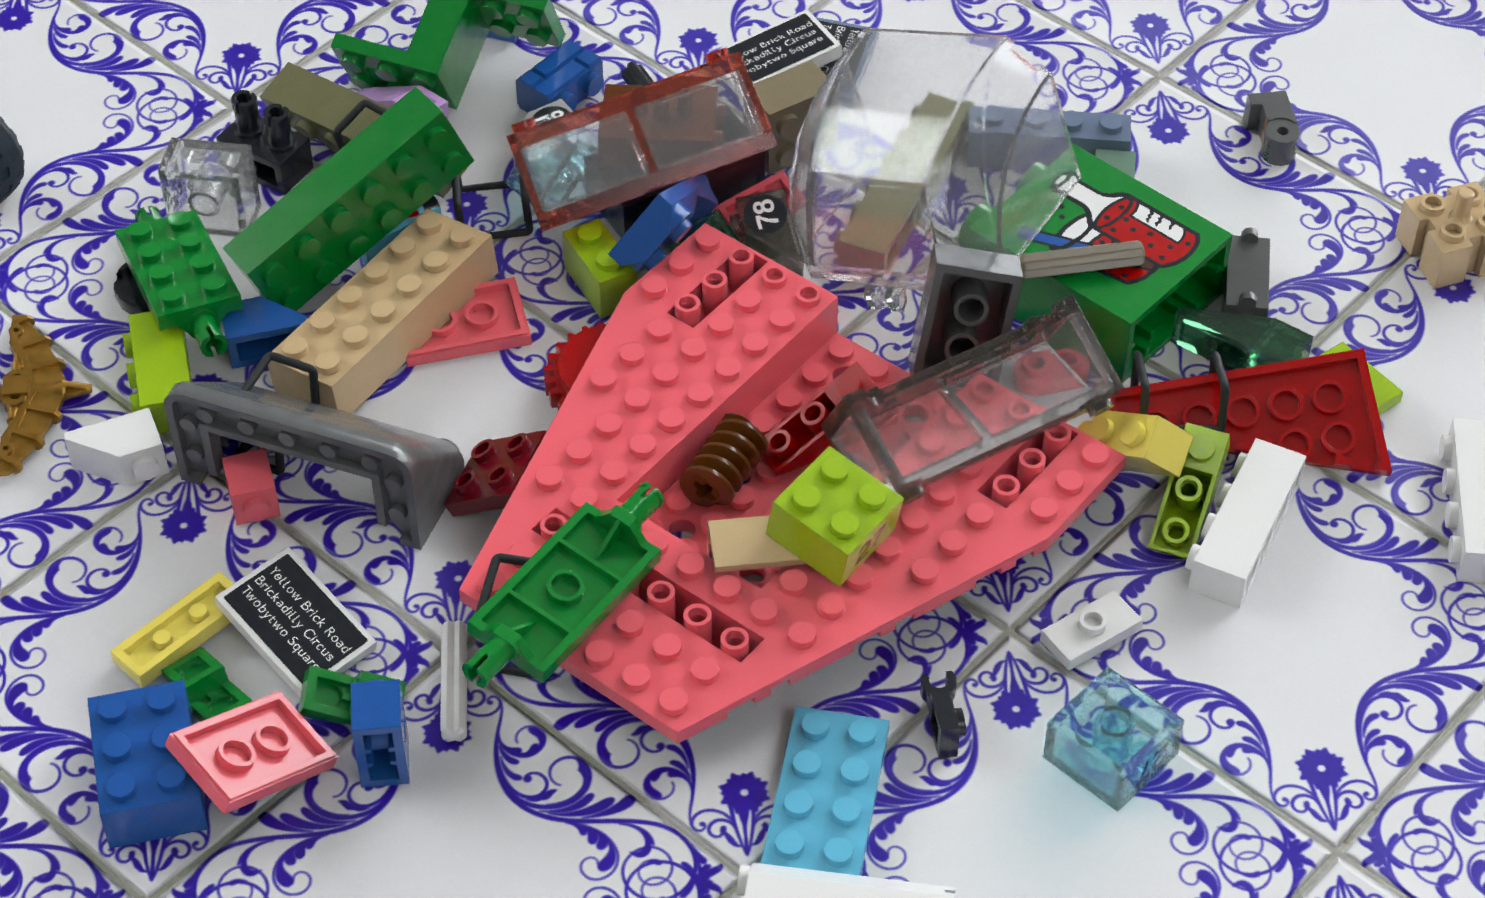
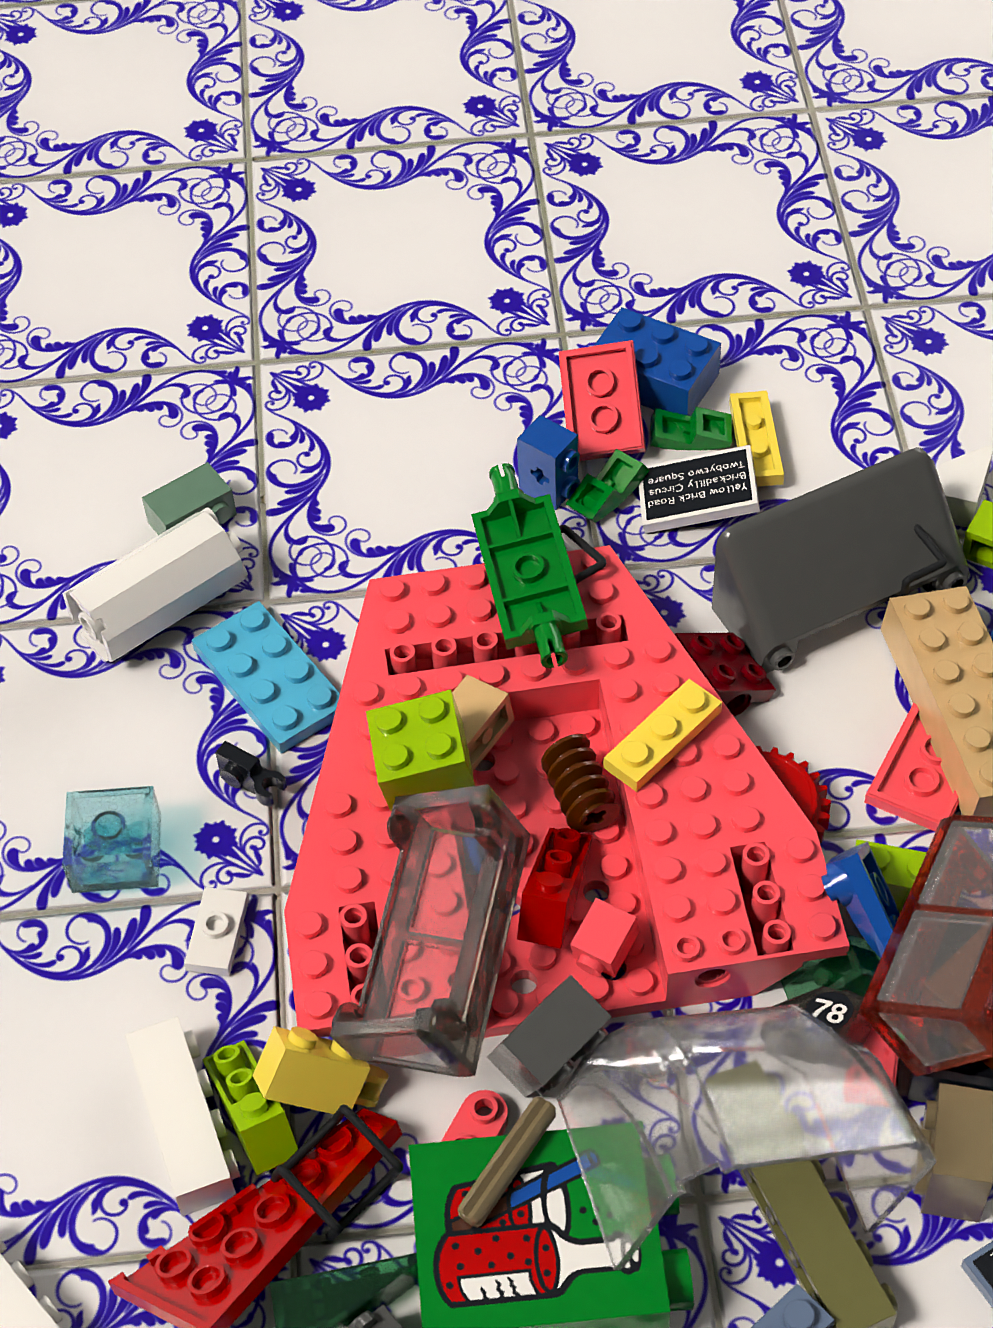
camera: 135 degrees right, 5 degrees up
(639, 409) = (662, 735): none -> light yellow plate
(836, 351) = (604, 939): none -> coral brick

